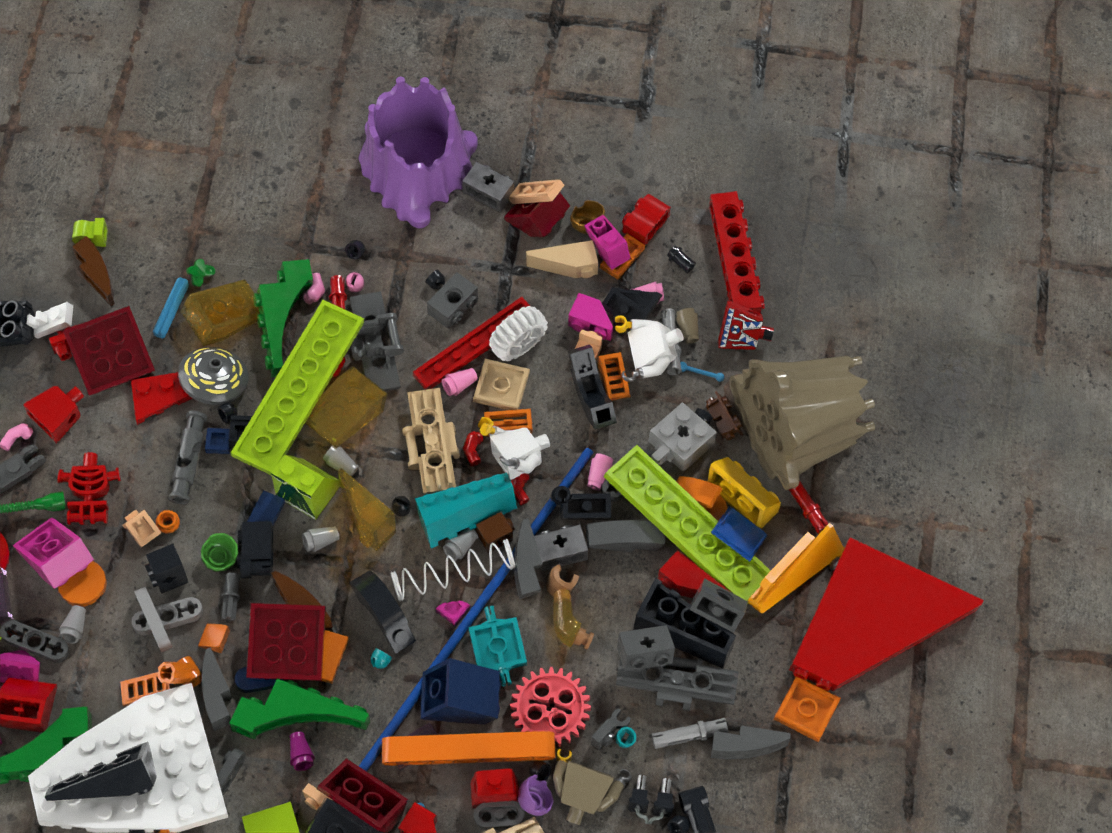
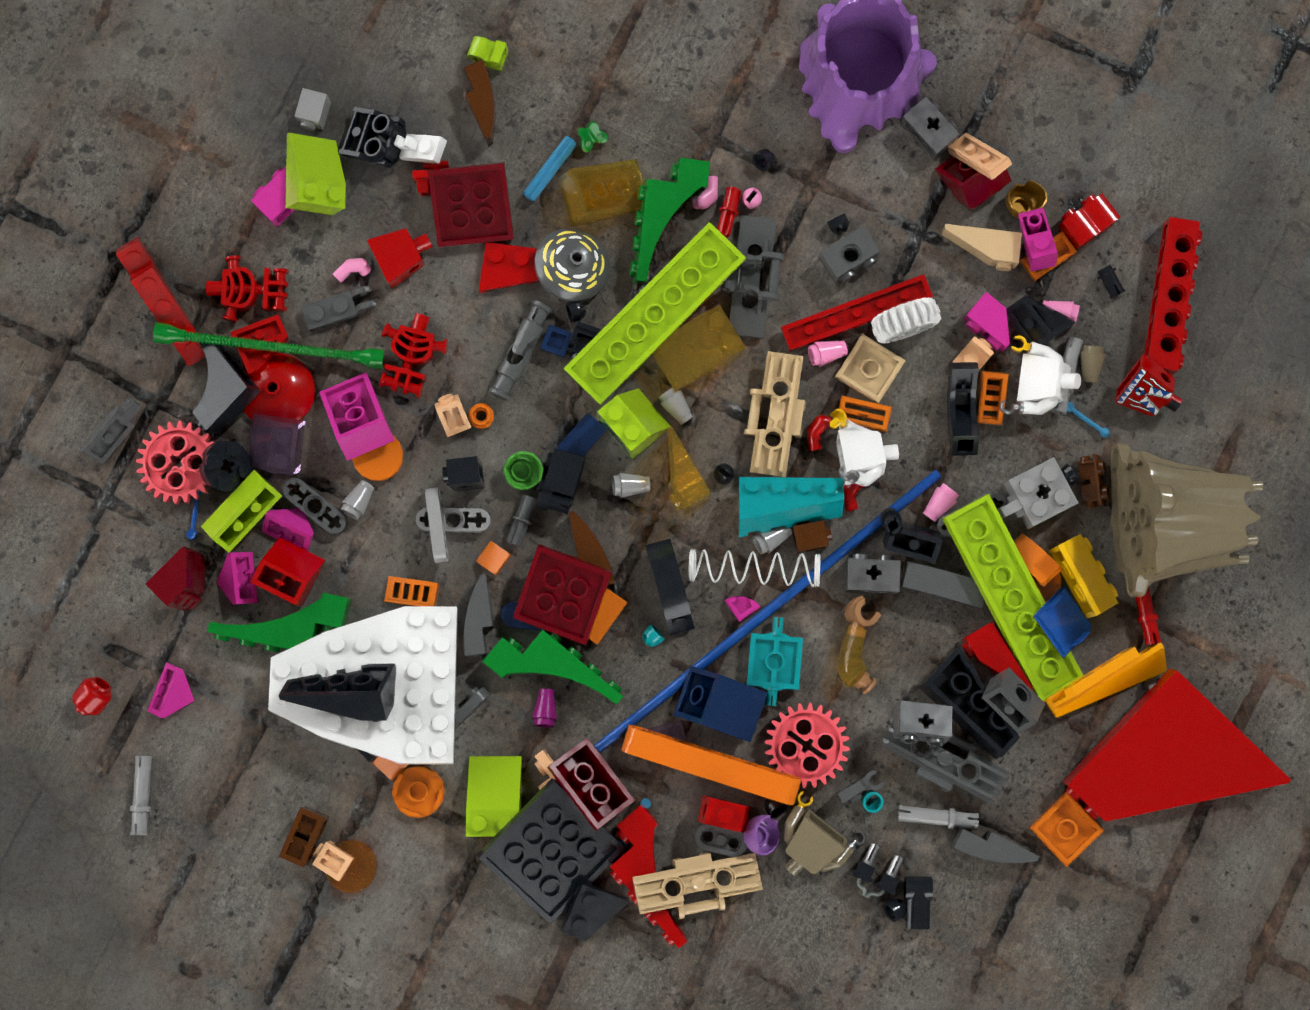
camera: 25 degrees right, 20 degrees up
(180, 672) = (450, 590): orange piece -> none
(526, 560) = (832, 581): dark grey slope -> none

